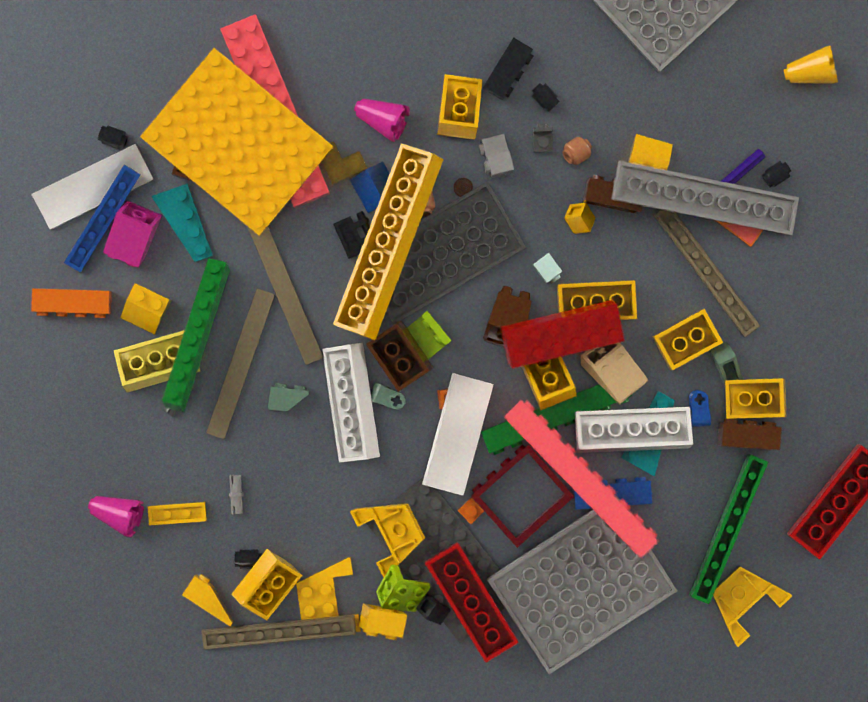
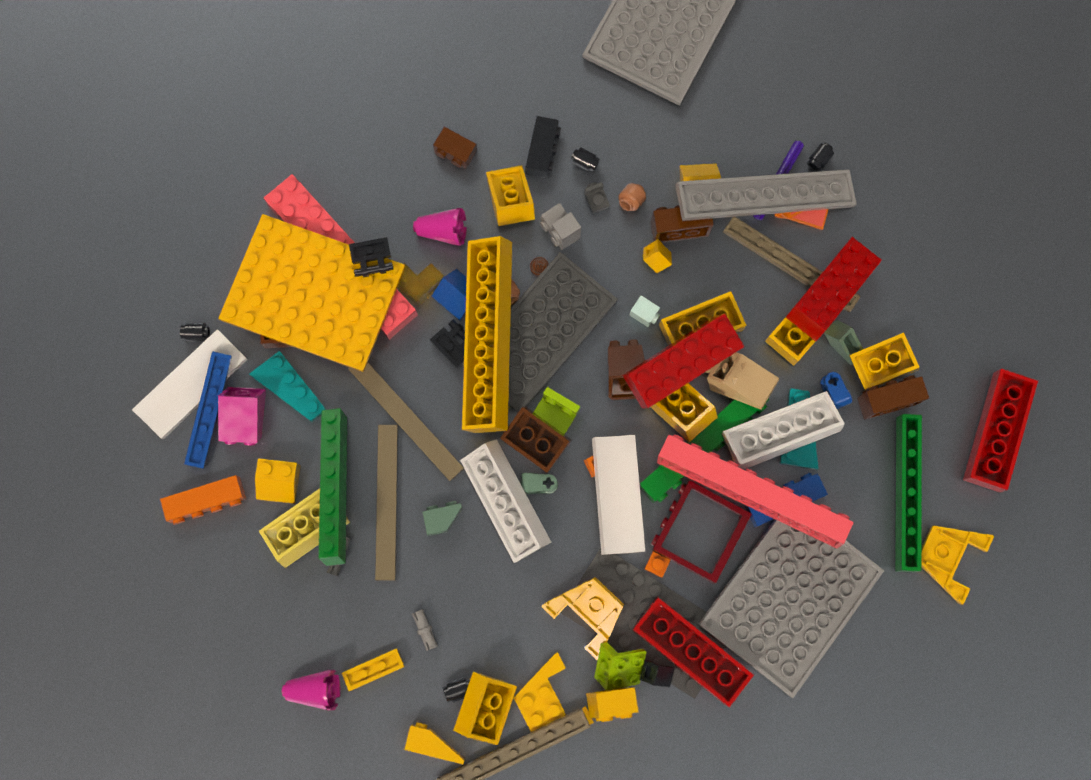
camera: 25 degrees left, 10 degrees down
(303, 123) = (370, 251): none -> black plate
(422, 39) = (454, 147): none -> reddish brown brick
(733, 313) = (833, 289): none -> red brick
(813, 68) = (817, 52): yellow cone -> none

